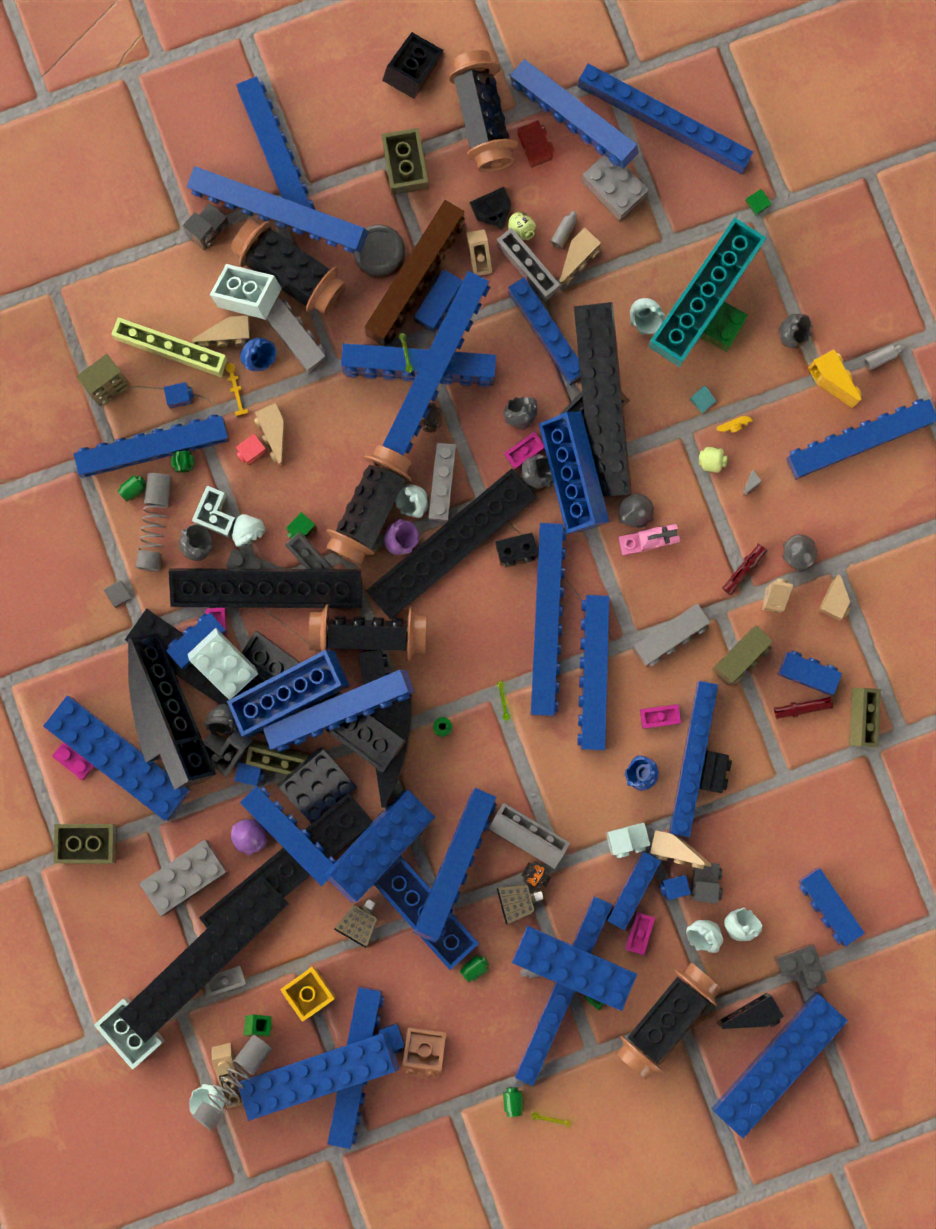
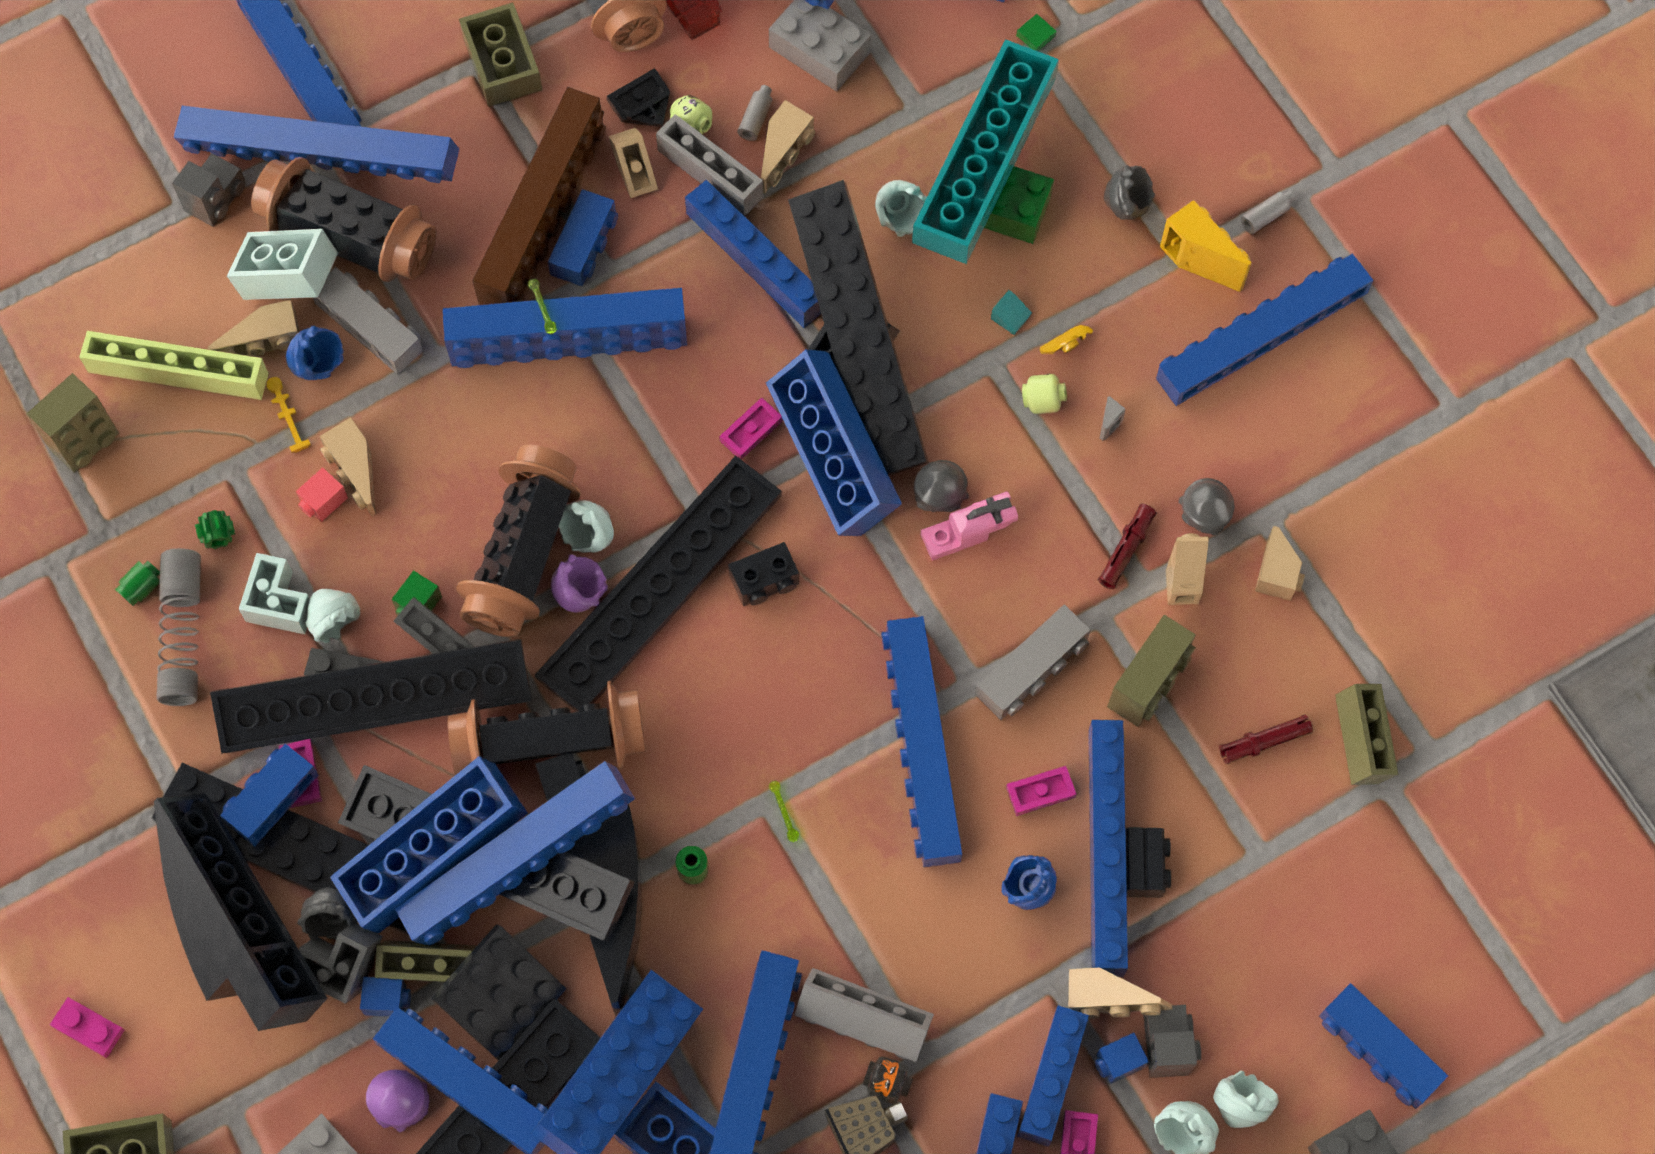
camera: 10 degrees left, 15 degrees down
(115, 757) = (160, 1008): blue brick -> none
(117, 593) = (132, 747): light grey slope -> none
(150, 447) = (160, 516): blue brick -> none
(178, 395) = (197, 433): blue brick -> none
(195, 542) = (249, 646): dark grey hair -> none
(222, 663) = (315, 818): light aqua brick -> none
(381, 252) = (481, 183): dark grey piece -> none
(434, 419) = (596, 404): clear smoke head -> none
(436, 362) = (591, 307): blue brick -> none
(442, 482) = (630, 494): light grey brick -> none
(520, 412) = (735, 373): dark grey hair -> none
(537, 471) = (775, 453): dark grey hair -> none
(547, 619) = (832, 675): blue brick -> none
(628, 839) = (1026, 992): light aqua brick -> none
(809, 673) = (1263, 683): blue brick -> none

